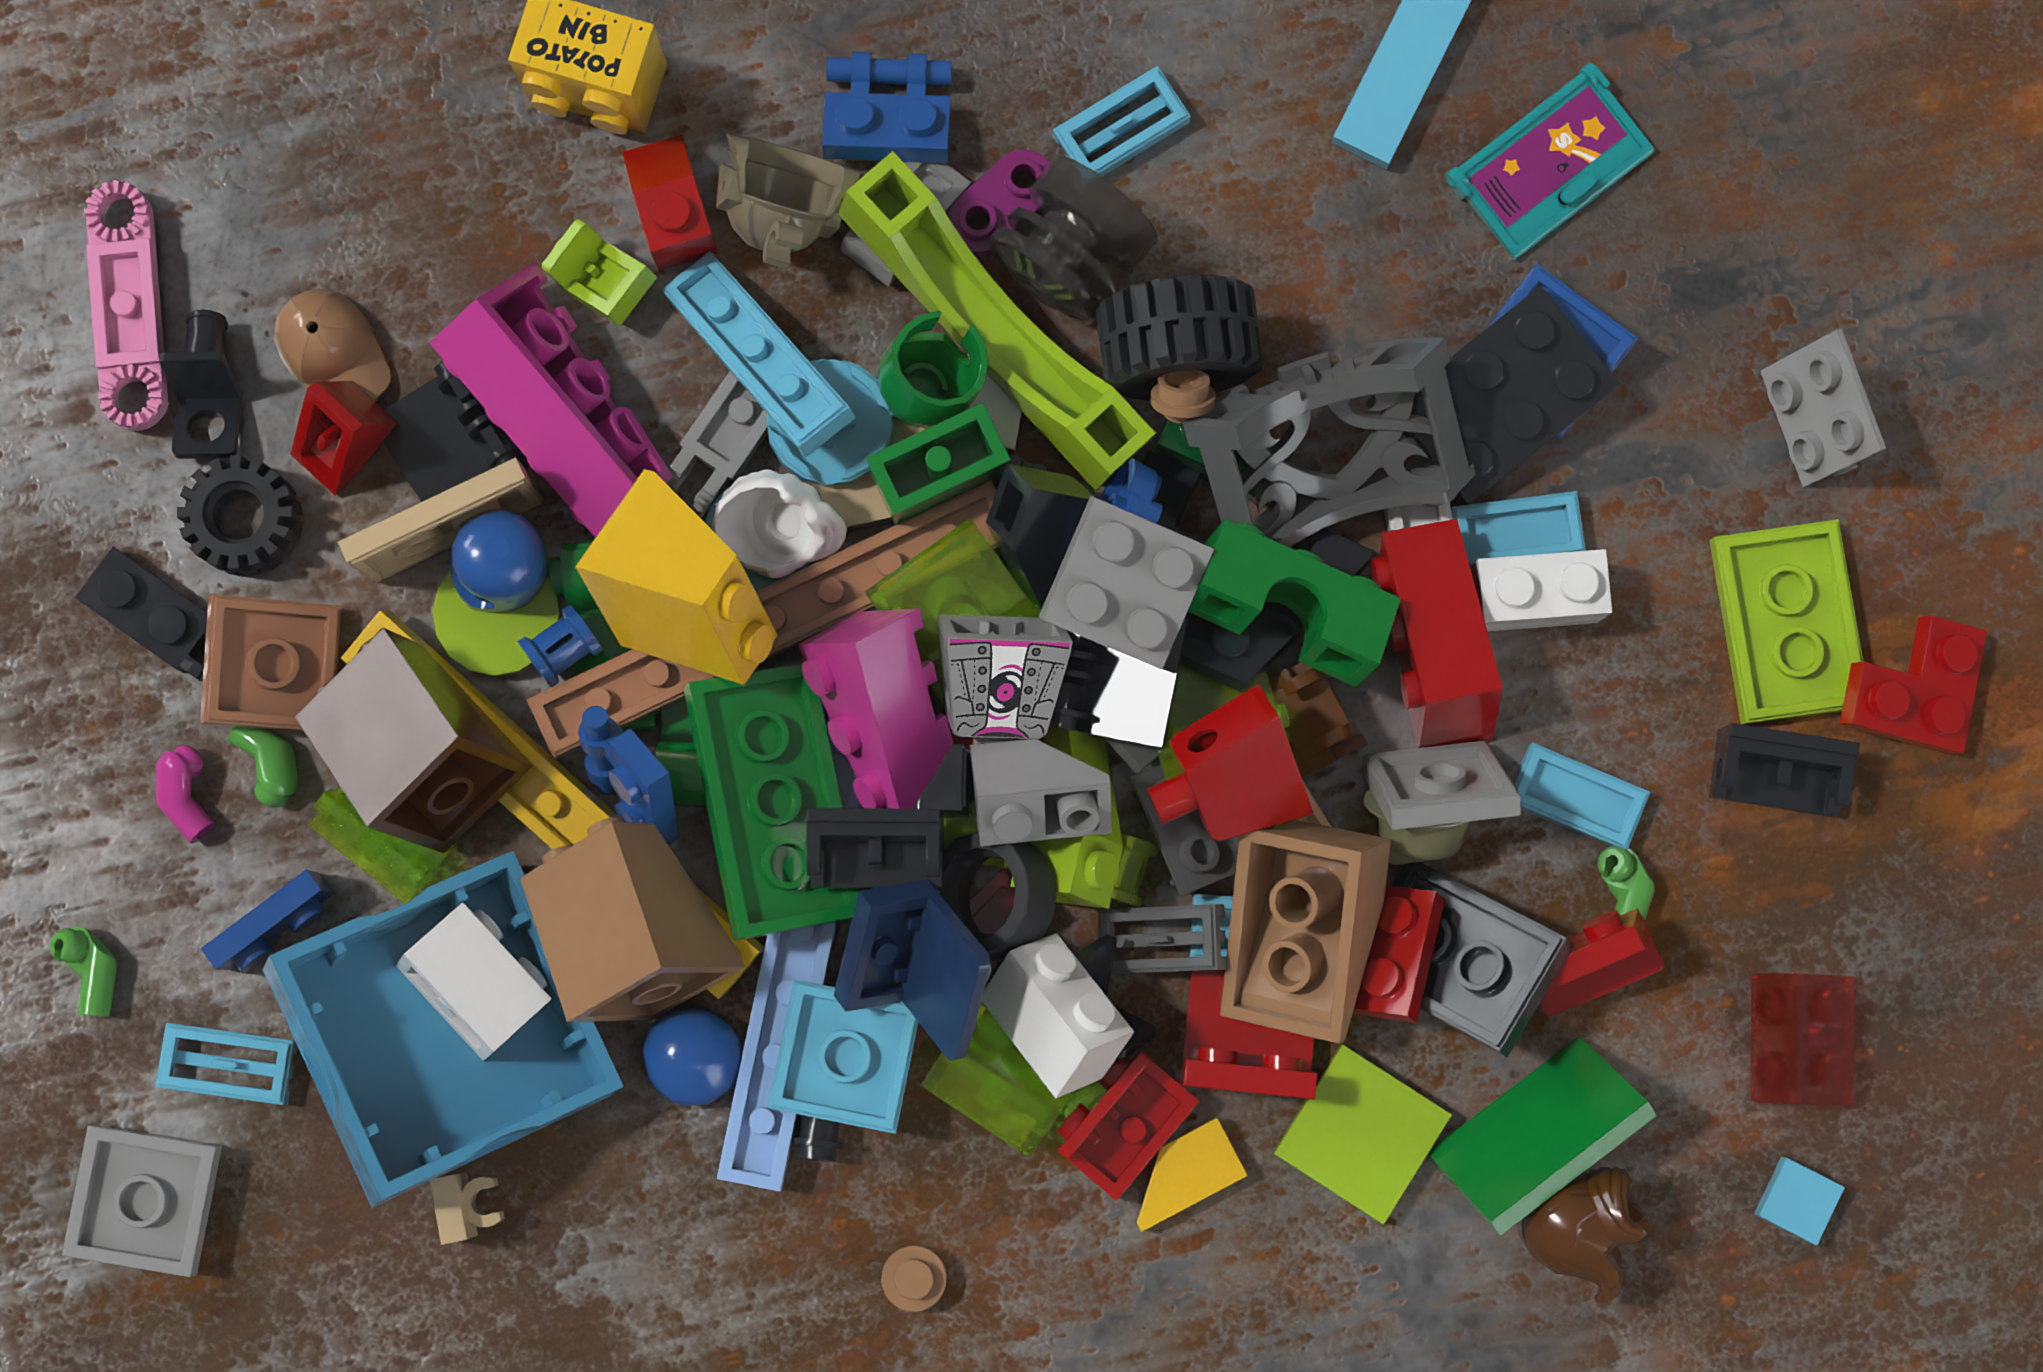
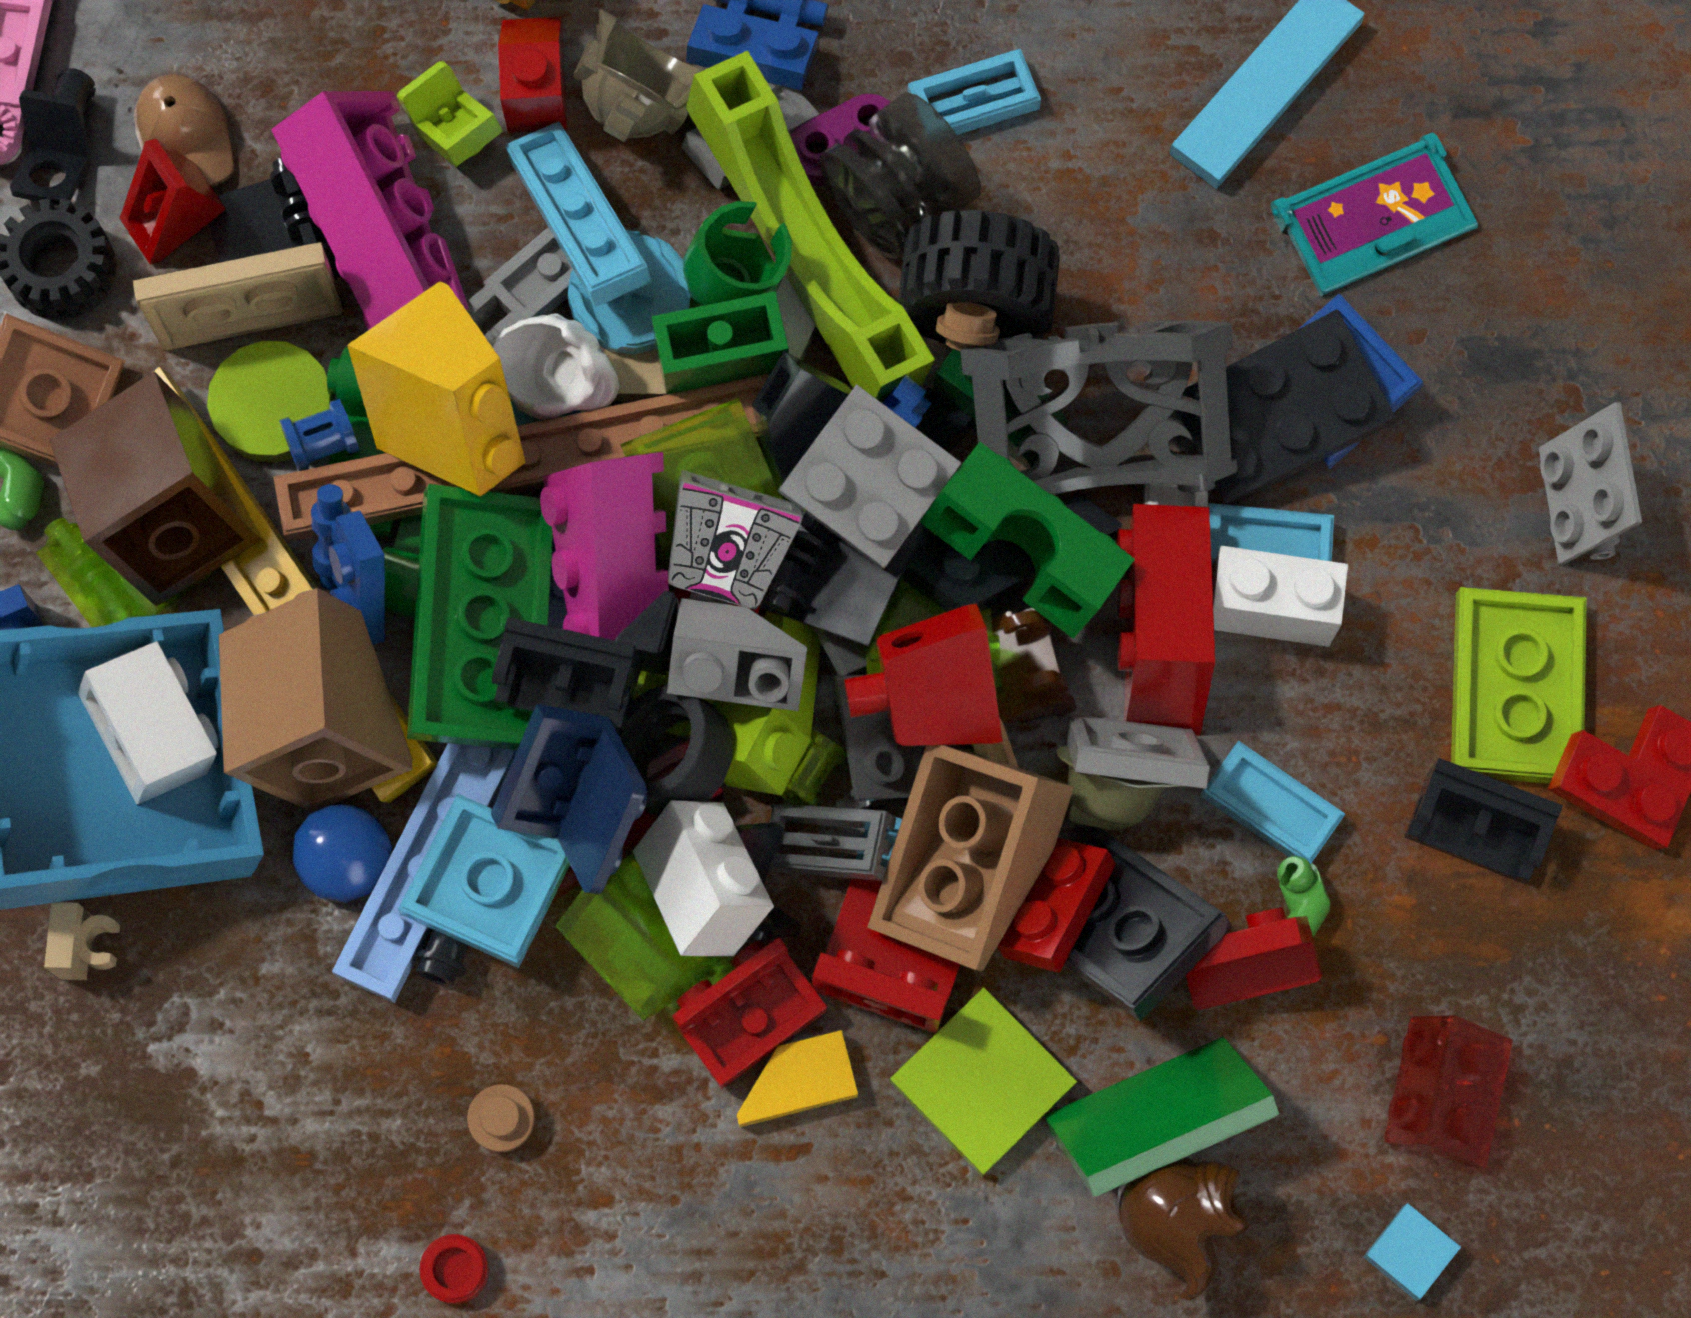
camera: 15 degrees right, 10 degrees down
(498, 560) = (284, 341): blue helmet -> none

